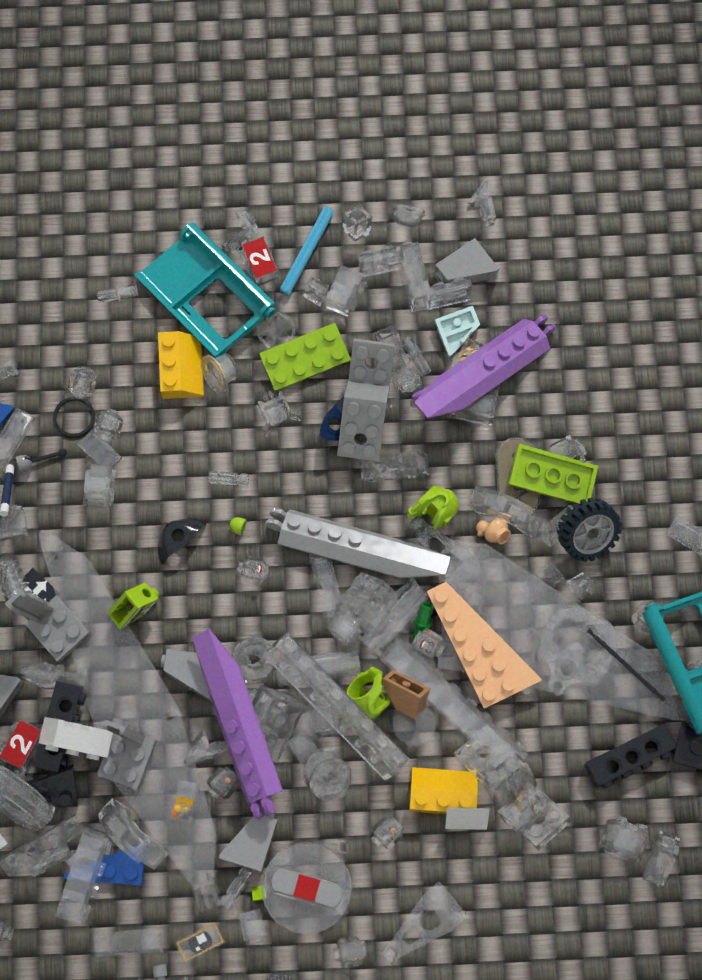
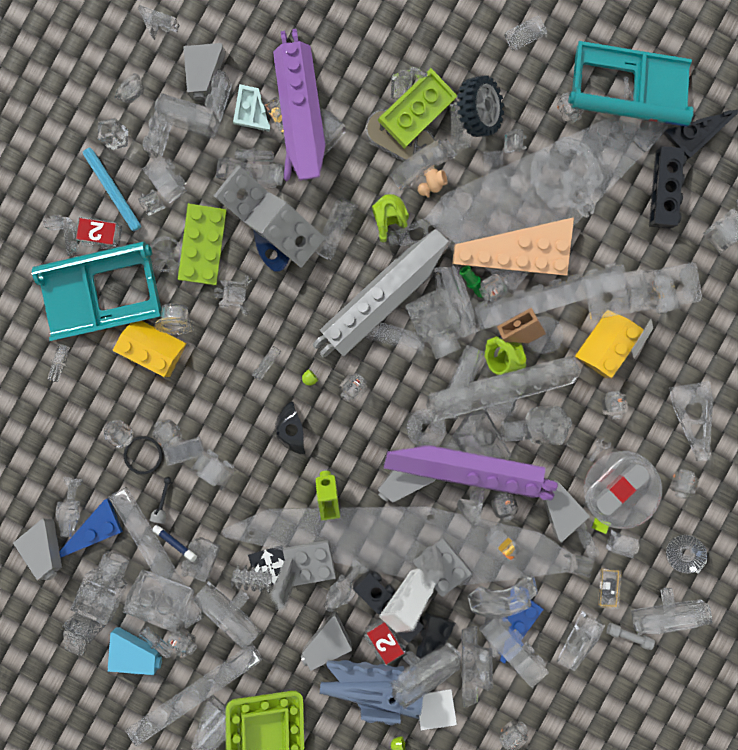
camera: 60 degrees left, 15 degrees up
(600, 641) = (602, 146): black piece -> none

